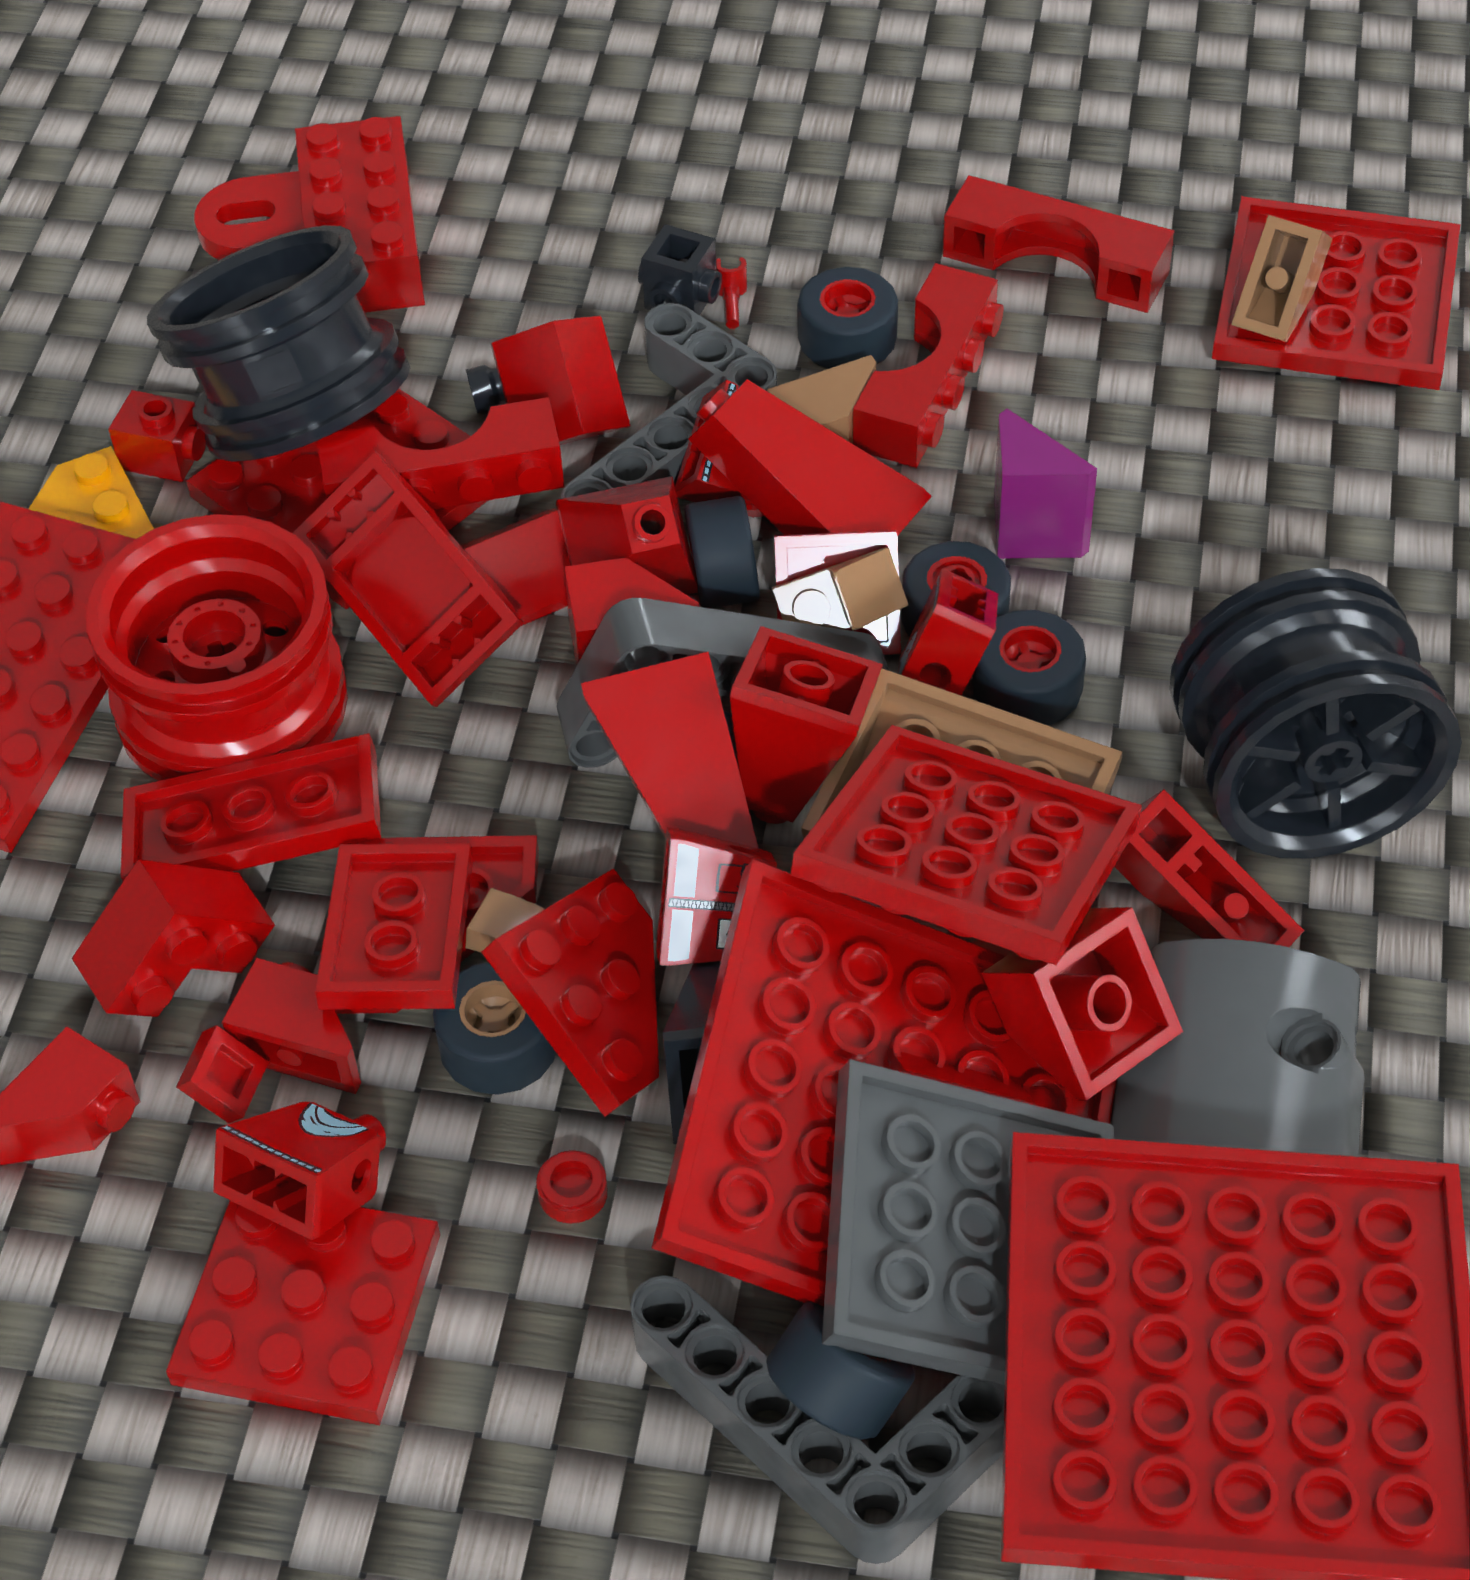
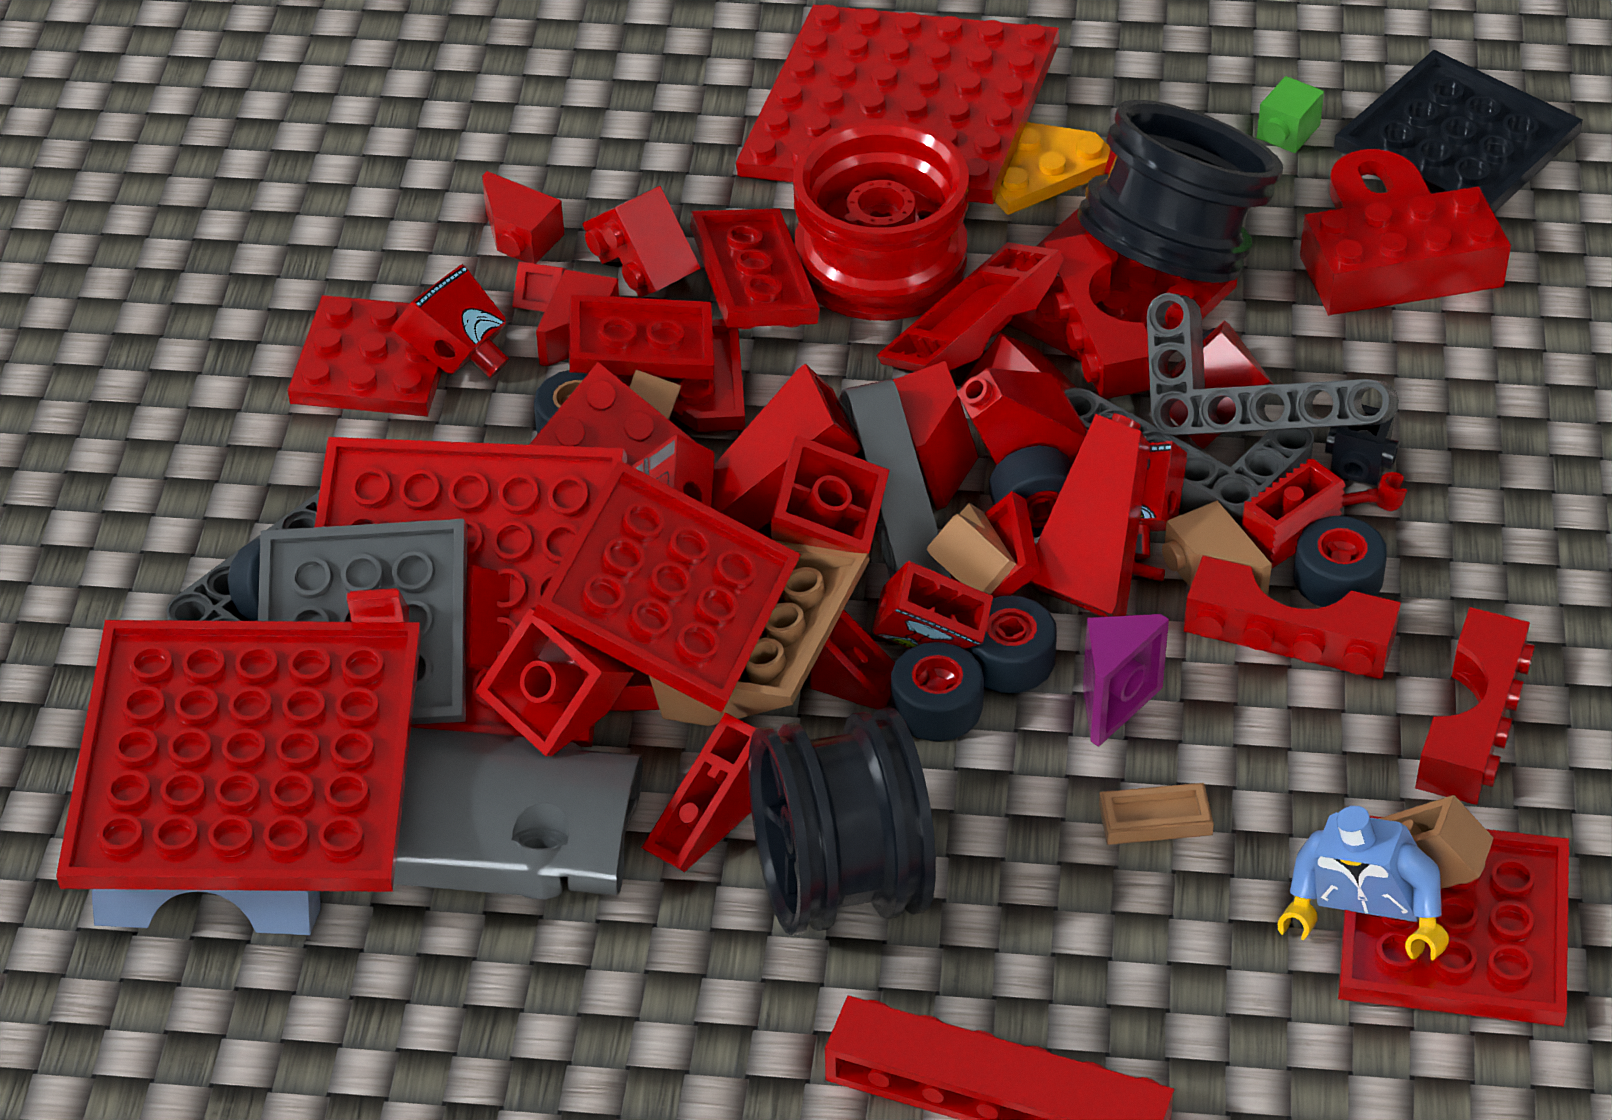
camera: 85 degrees right, 5 degrees down
(85, 286) = (1290, 114): none -> bright green brick
(151, 155) = (1462, 129): none -> black plate
(635, 375) = (1248, 400): none -> dark grey beam
(782, 330) = (1286, 508): none -> red brick
(988, 1183) = (377, 606): none -> red slope
(1195, 506) = (1155, 813): none -> medium nougat tile
(1330, 316) = (1368, 870): none -> medium blue torso

